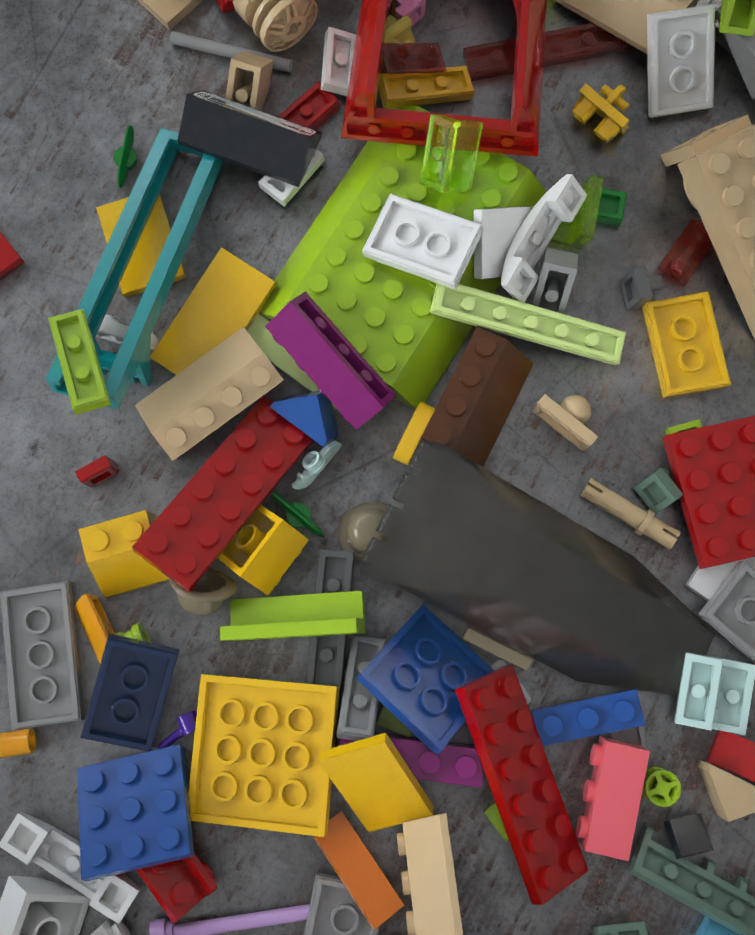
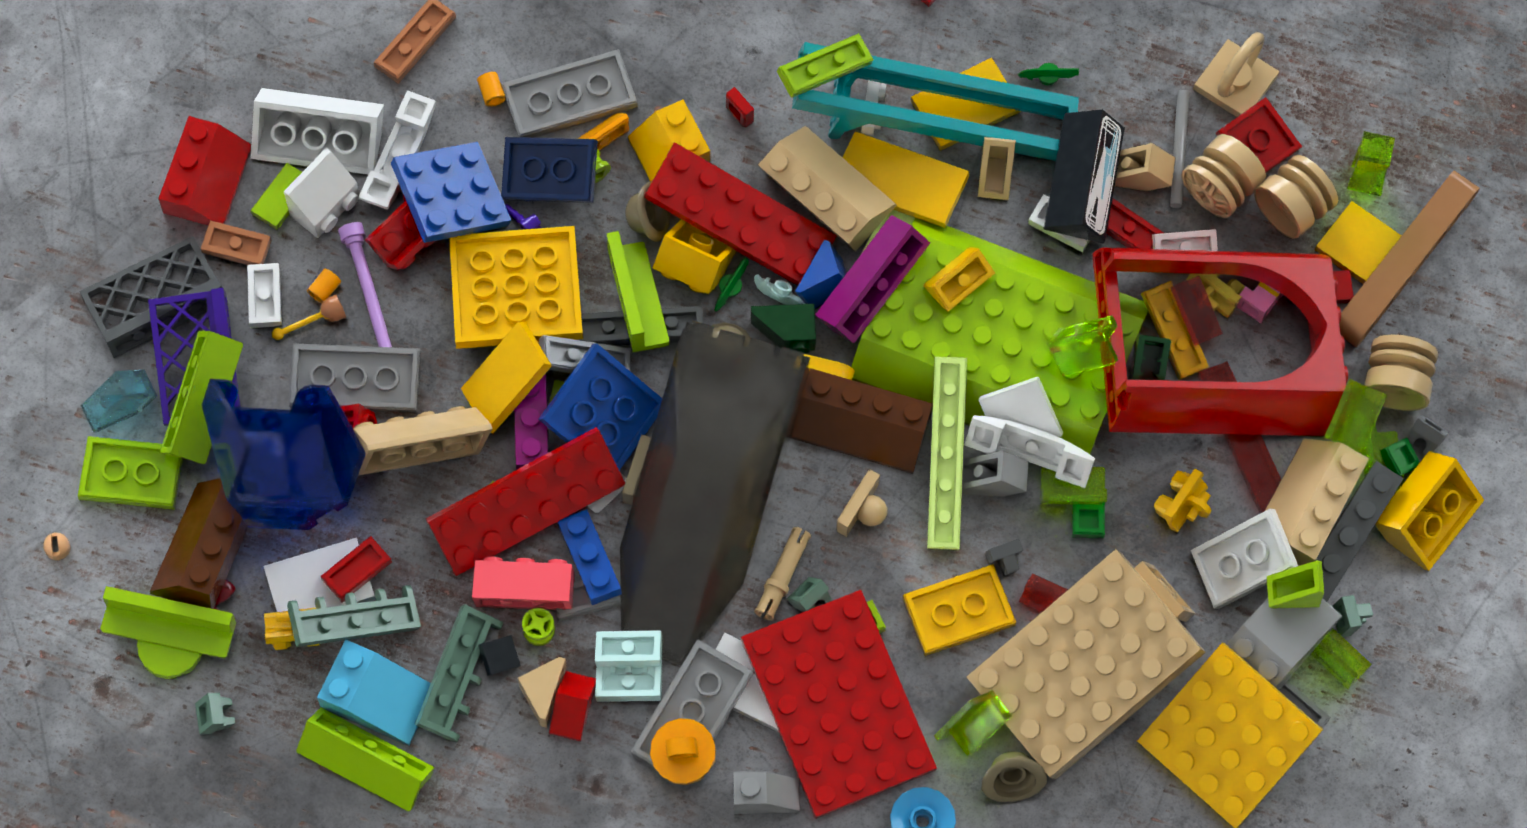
camera: 75 degrees right, 10 degrees down
(220, 223) = (996, 168): none -> tan slope
(345, 272) = (959, 278): none -> yellow slope
(358, 461) = (787, 325): none -> dark green slope
(359, 871) = (429, 380): orange tile -> none
(423, 241) = (999, 337): white tile -> none
(475, 97) = (1150, 358): none -> dark green torso

